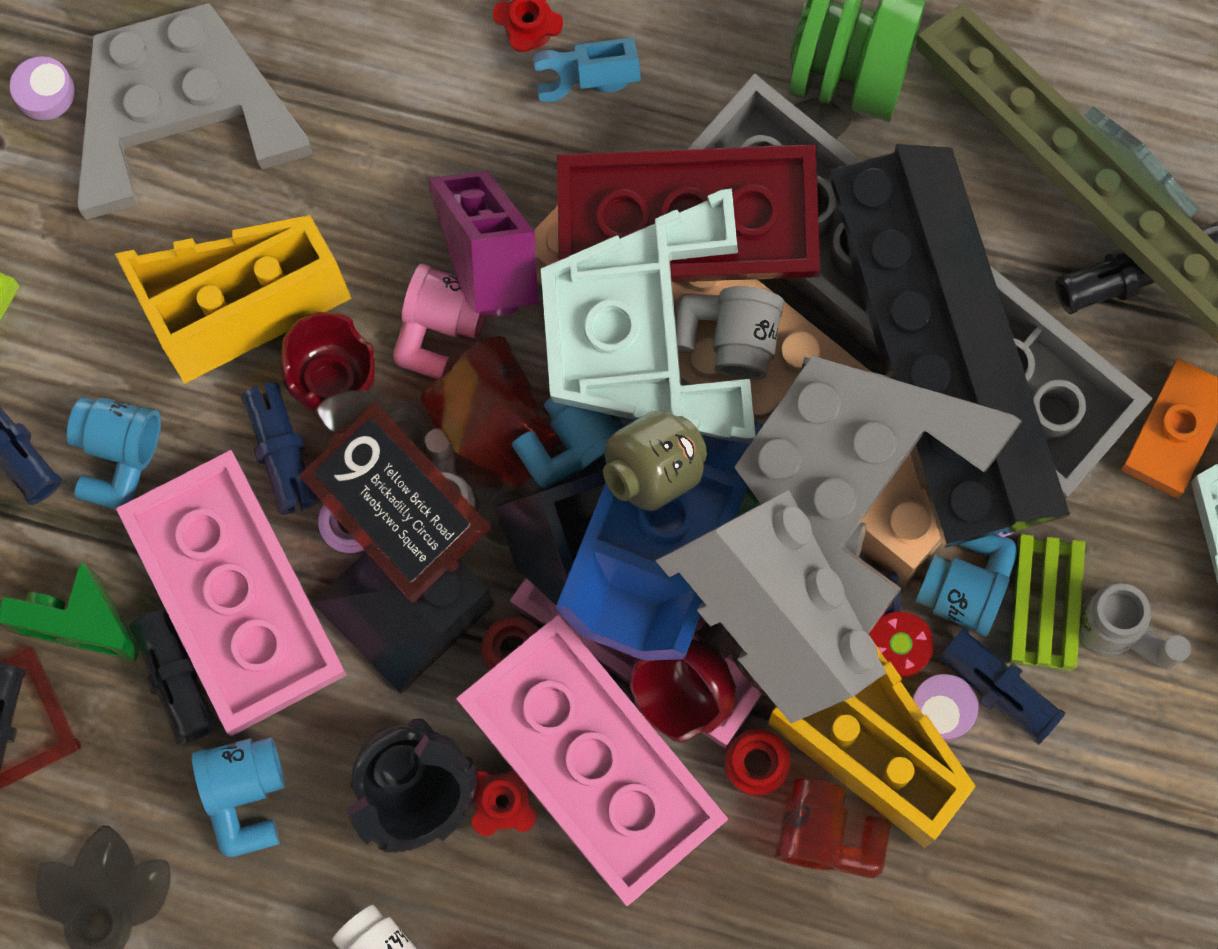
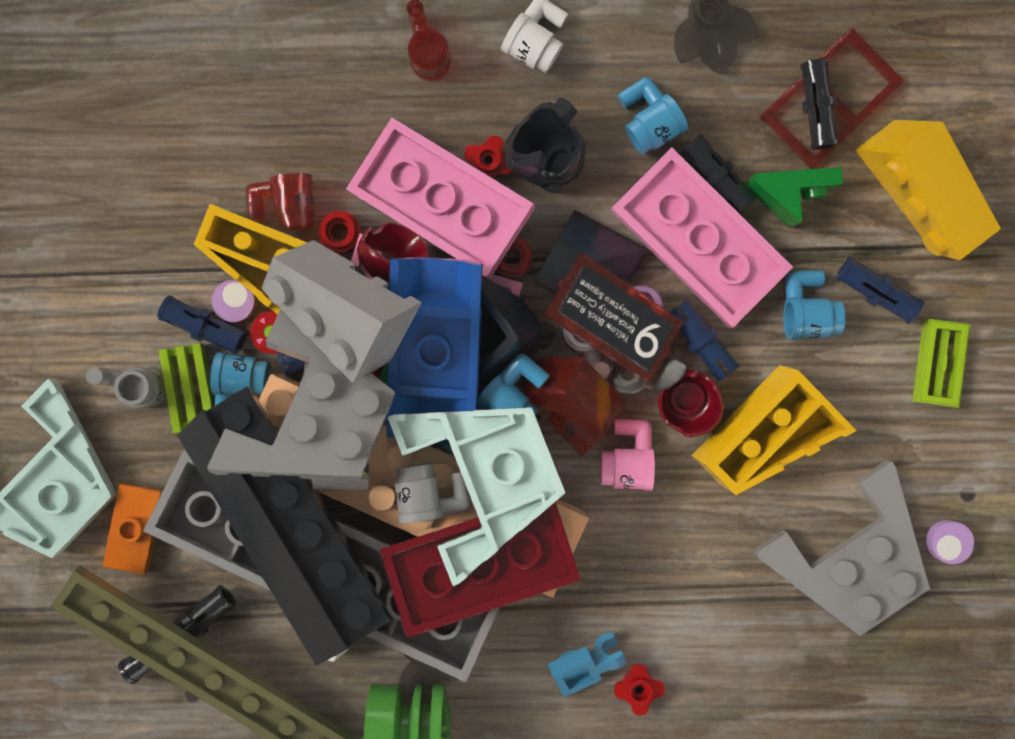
camera: 155 degrees right, 15 degrees up
(486, 242) = (613, 515): magenta slope -> none
(654, 460) = (447, 379): olive head -> none
(1142, 159) = (193, 701): clear light blue piece -> none

